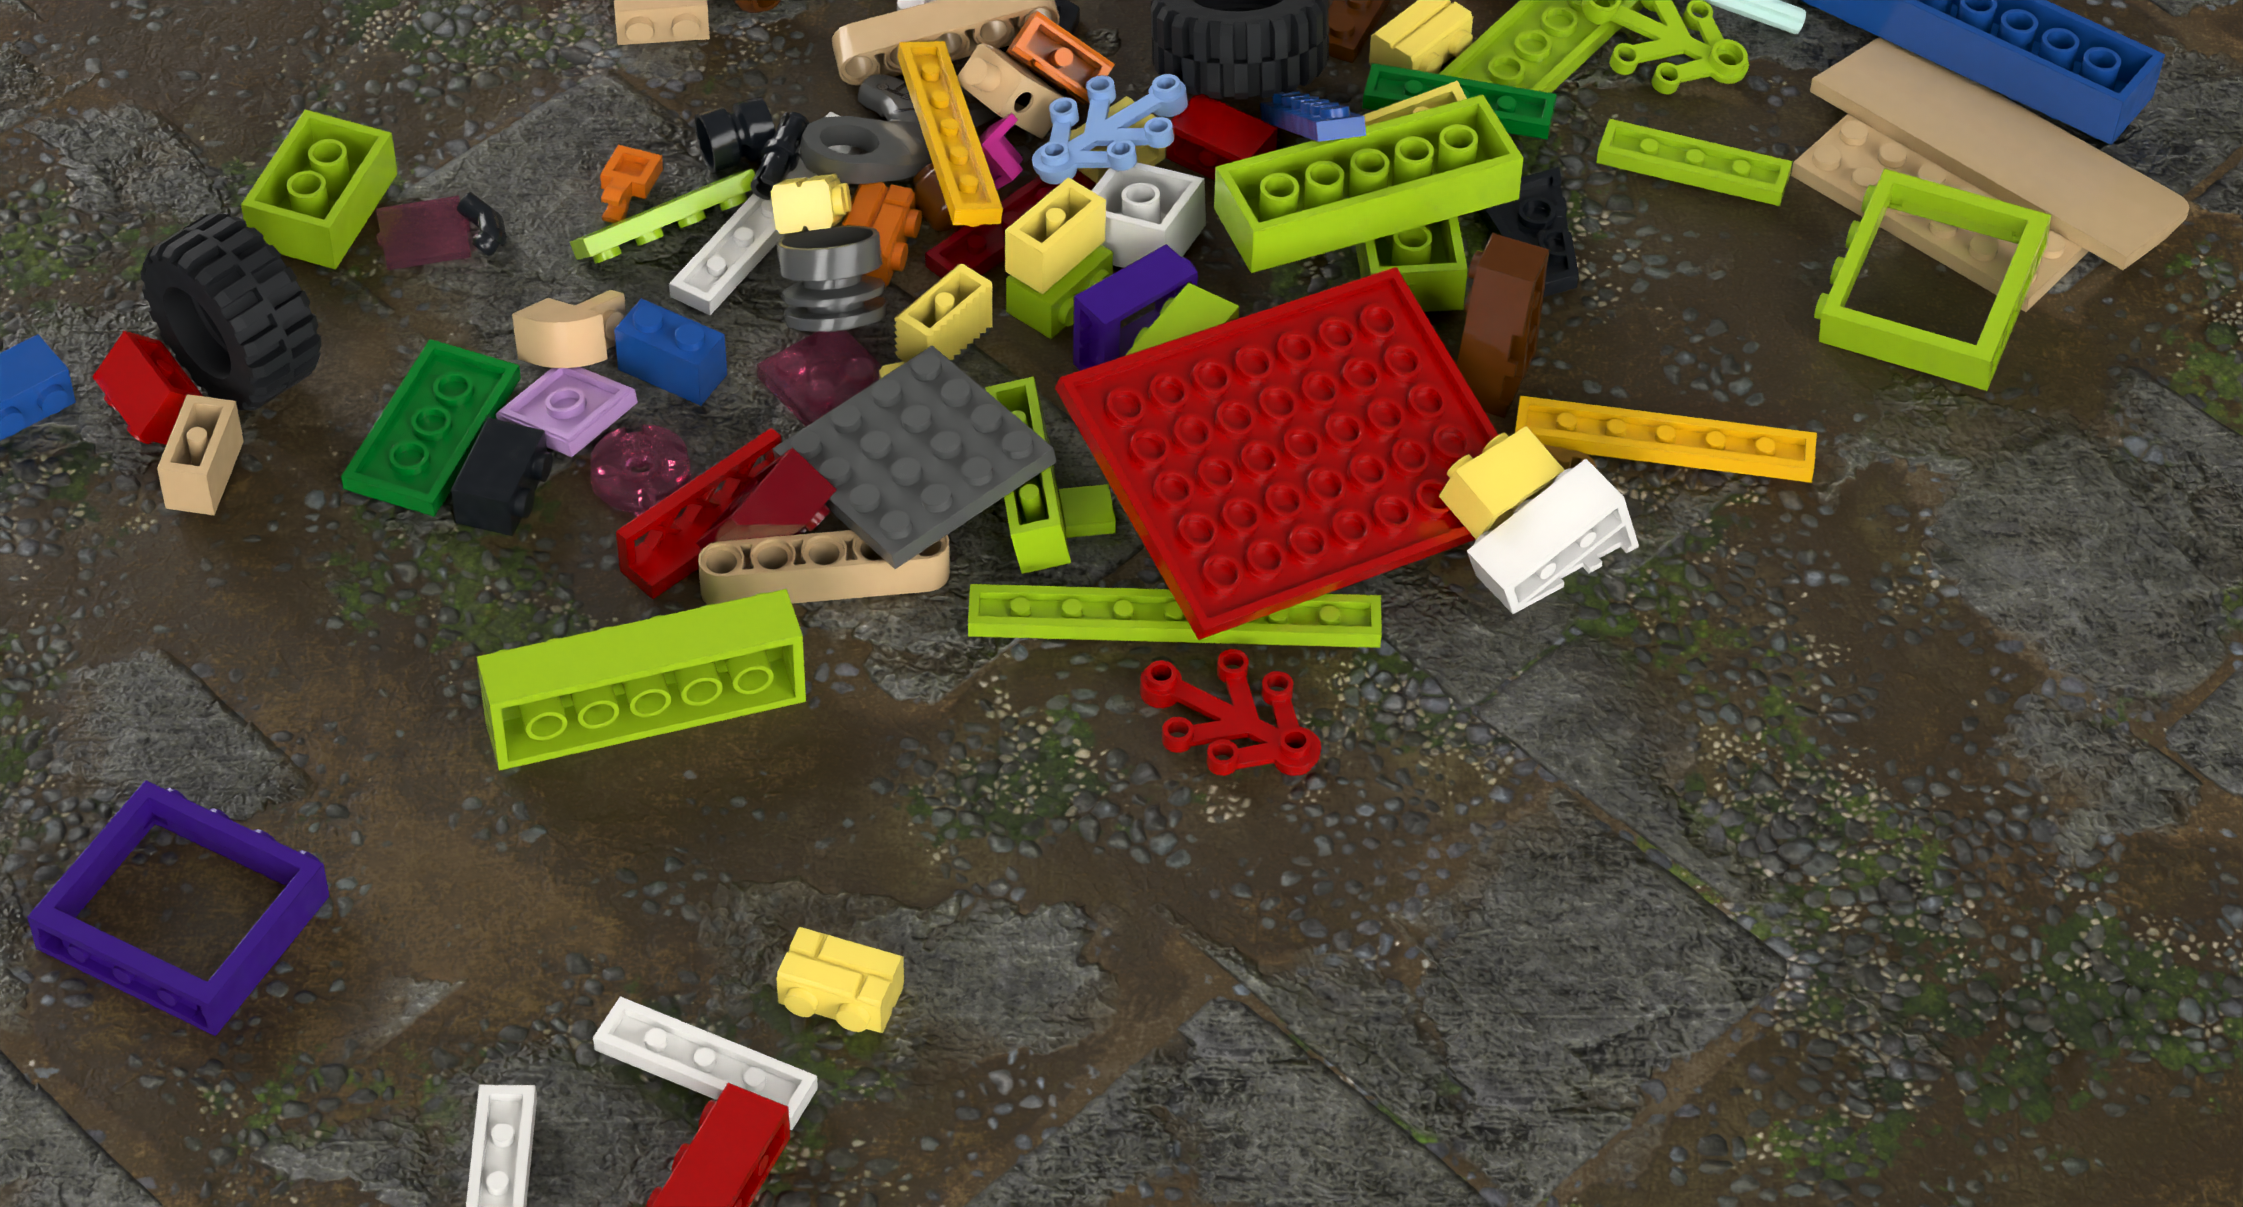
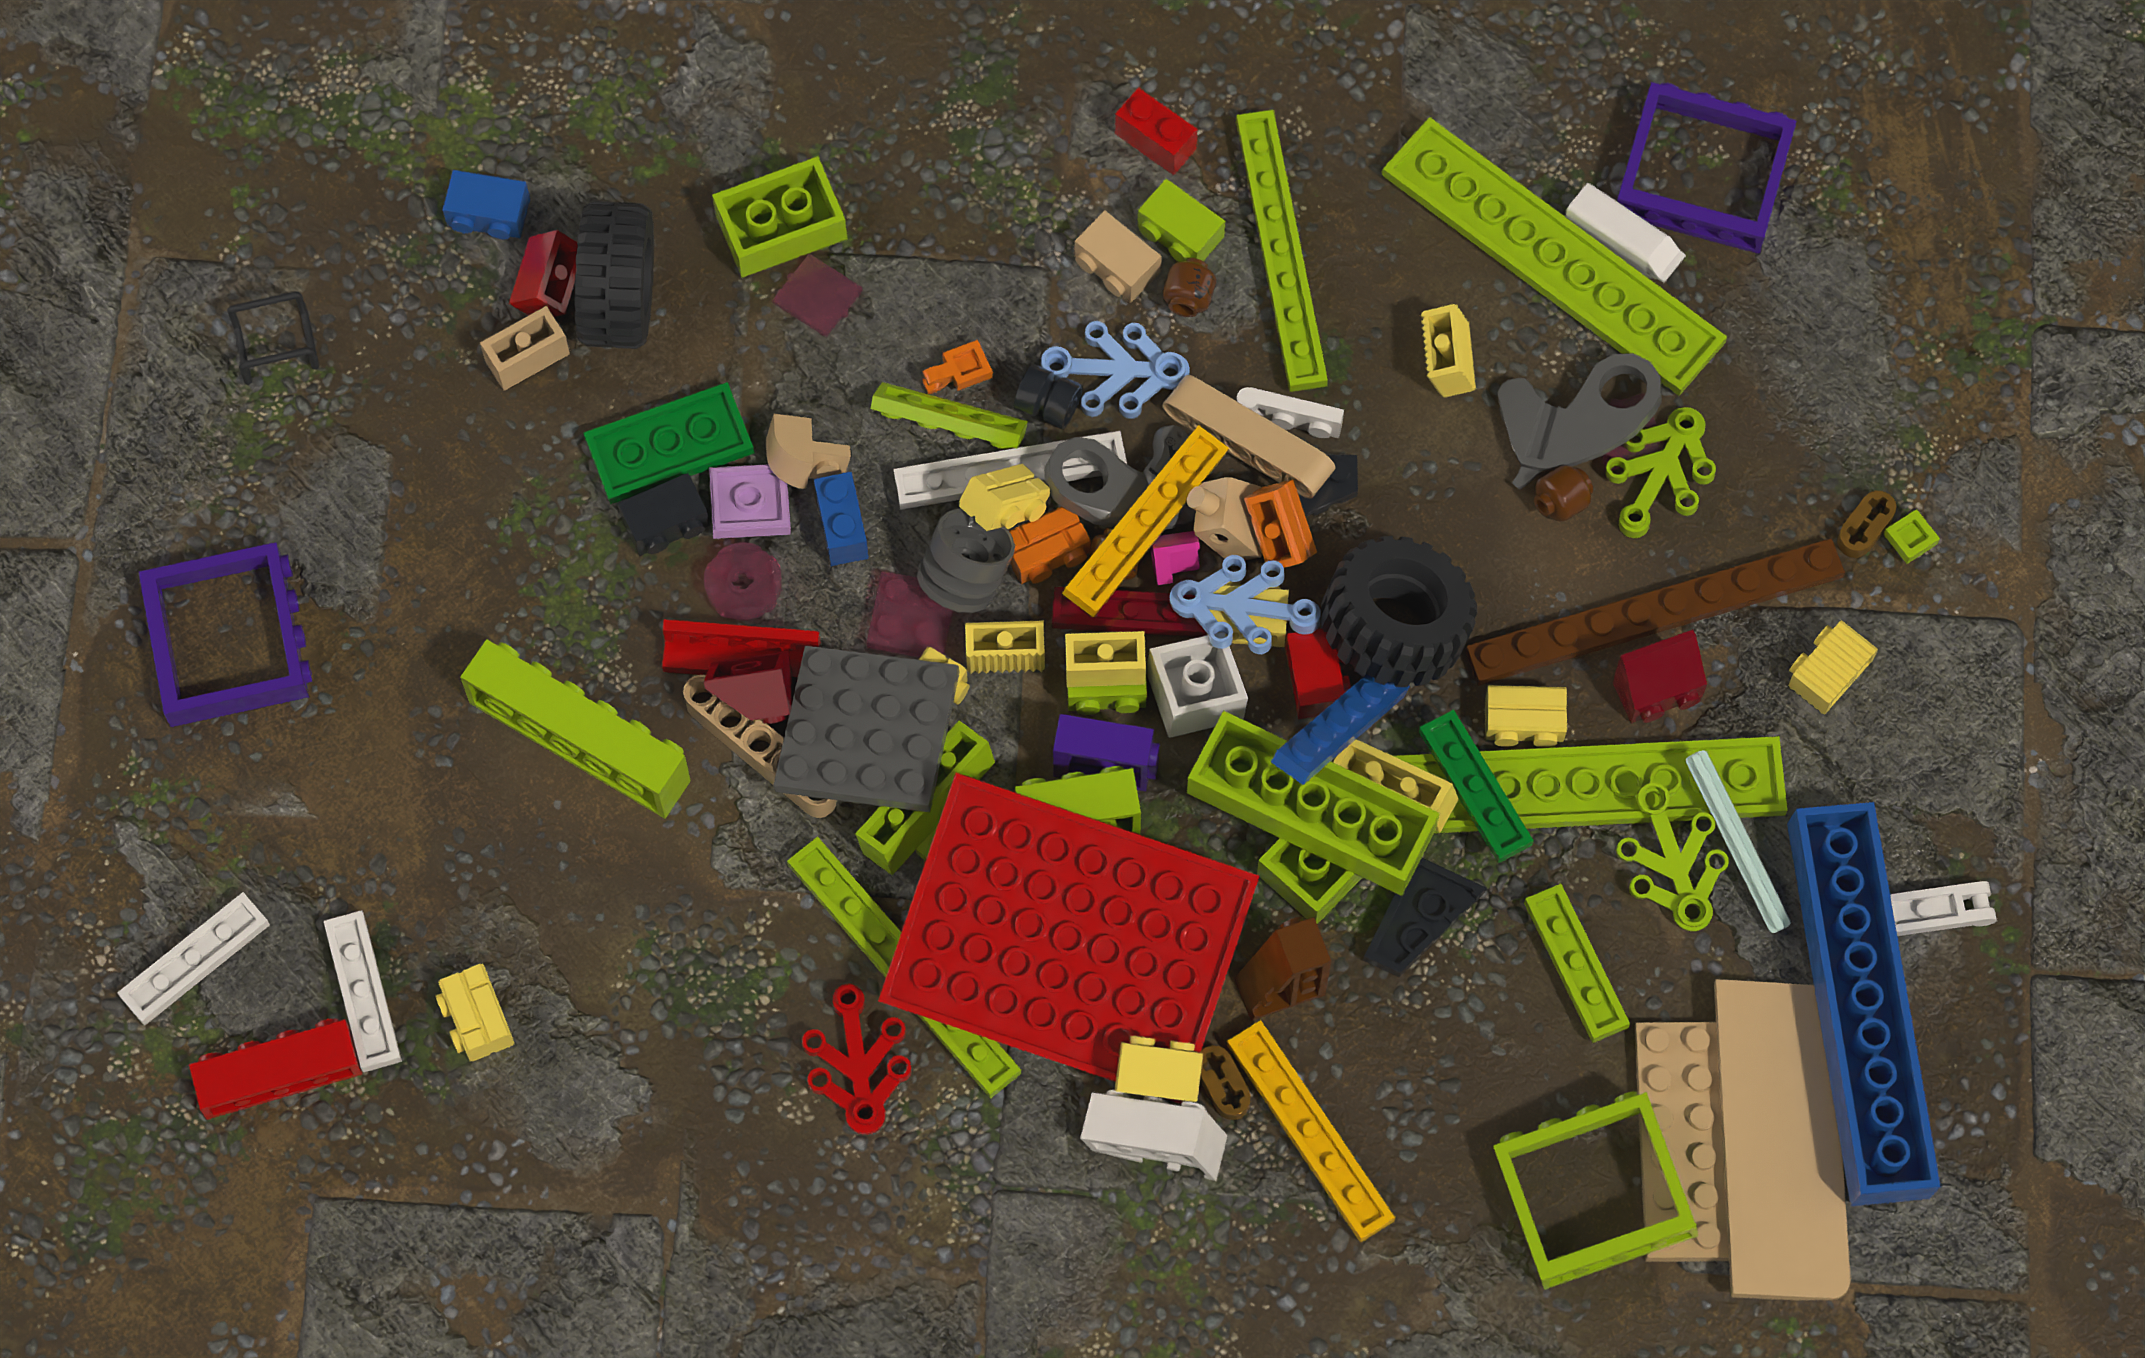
camera: 50 degrees right, 20 degrees up
(487, 219) = (852, 327): black arm -> none
(779, 154) = (1044, 440): black pin -> none
(807, 51) = (1121, 368): none -> light blue plant

